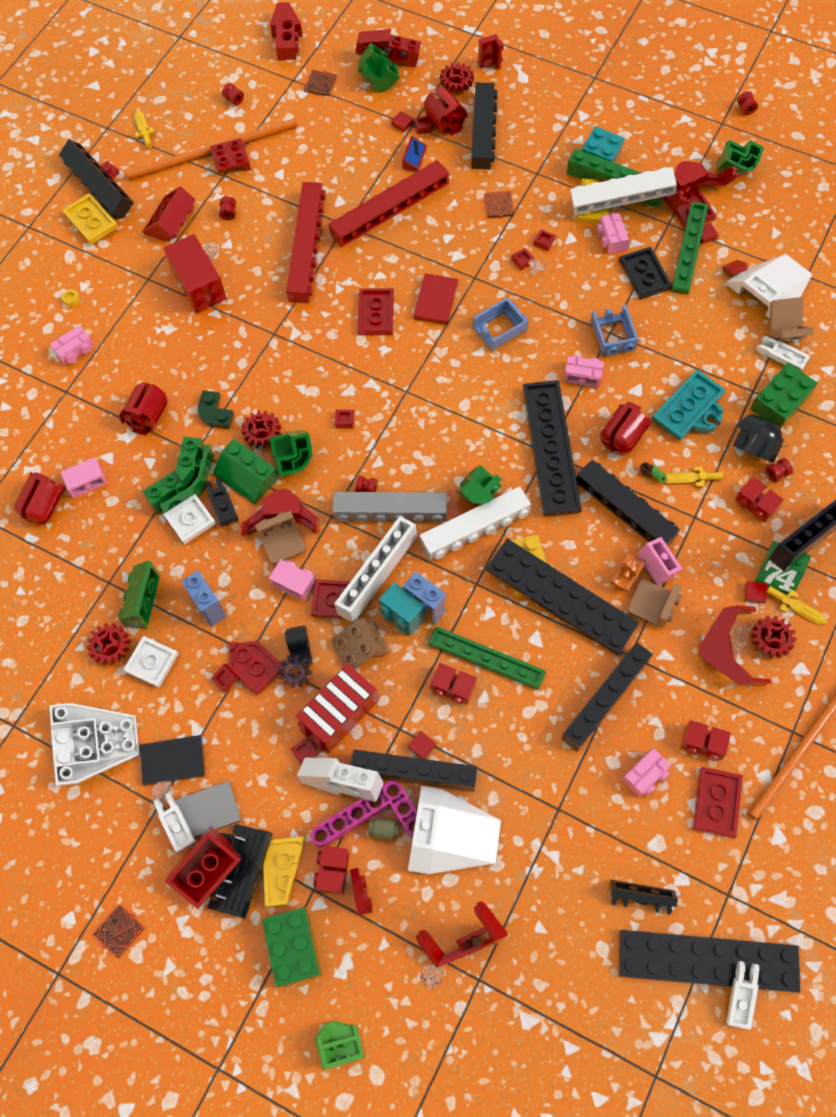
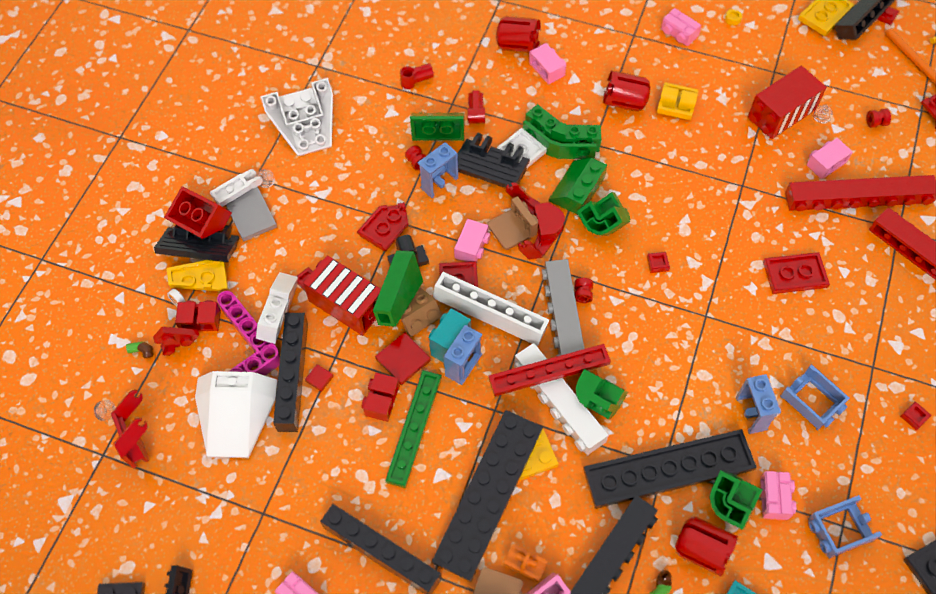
camera: 80 degrees right, 5 degrees down
(61, 613) = (410, 75): none -> red piece
(113, 650) = (391, 112): red gear -> none
(118, 931) = (151, 170): clear orange piece -> none
(124, 556) = (476, 110): none -> red piece
(151, 661) = (379, 146): white plate -> none
(165, 366) = (677, 101): none -> yellow plate
(170, 215) = (852, 73): red slope -> none
(172, 760) = (293, 180): black tile -> none
(175, 623) = (414, 155): none -> red wheel
(204, 550) = (493, 167): none -> black hinge
(211, 414) = (638, 146): dark green plate -> none
(222, 503) = (544, 171): black hinge -> none
(225, 678) = (370, 204): red tile -> none
(261, 428) = (628, 189): red gear -> none
(263, 257) = (829, 158): none -> bright pink brick
(290, 676) = (379, 256): gear -> none
(291, 947) = (131, 294): green brick -> none
(305, 895) = (175, 297): none -> white tile
(338, 1044) = (51, 341): bright green slope -> none
(345, 650) = (398, 288): none -> green slope
(359, 935) = (142, 347): none -> reddish brown arm
(383, 829) = (235, 352): olive brick -> none
(412, 661) = (403, 358): none -> red tile
(435, 298) = (830, 329): red tile -> none
(453, 524) = (549, 370): none -> red plate
(506, 353) = (764, 399): none -> medium blue window
(536, 265) = (909, 429): clear tile -> none
(587, 401) = (734, 499): none -> green brick

